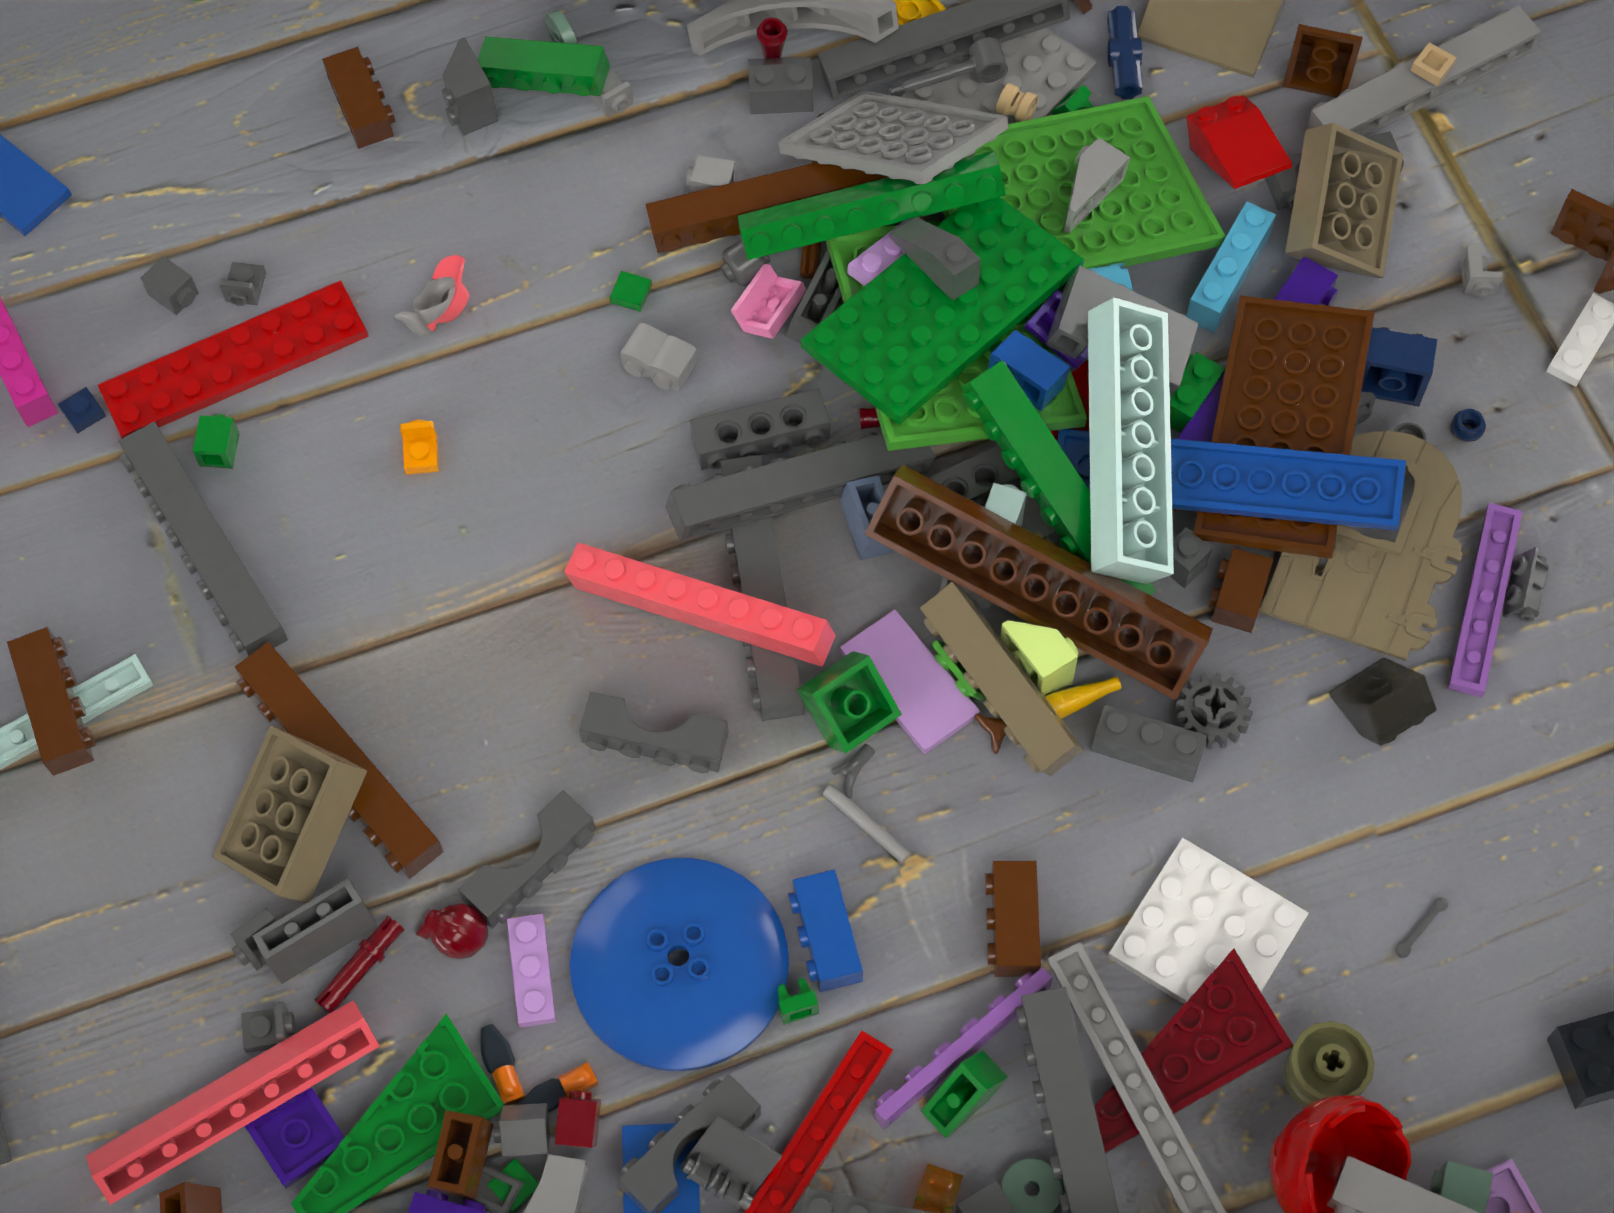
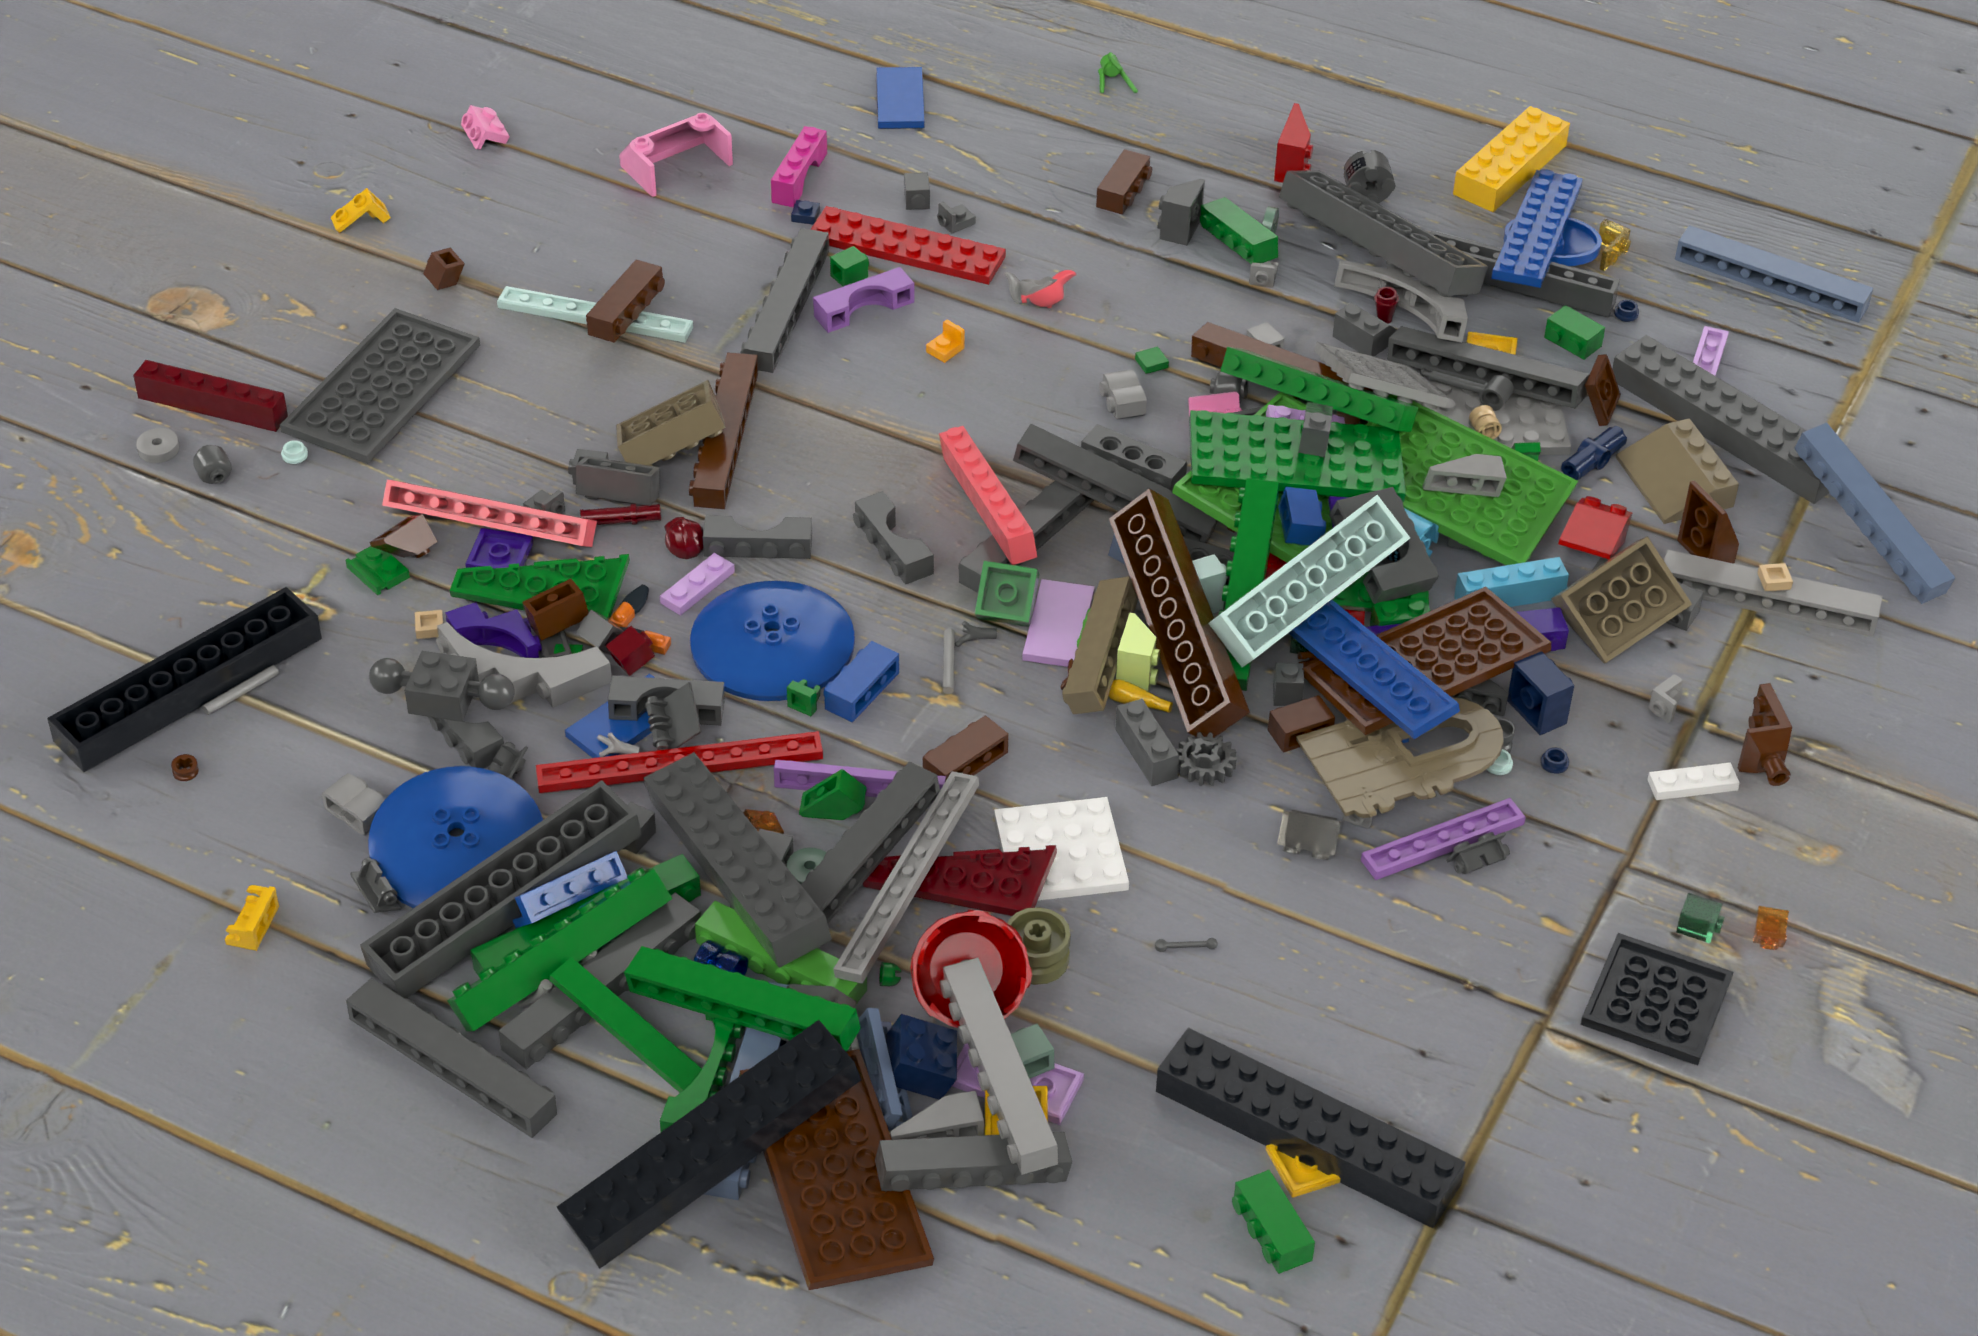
camera: 45 degrees right, 20 degrees down
(290, 432) = (887, 289): none -> medium lavender arch

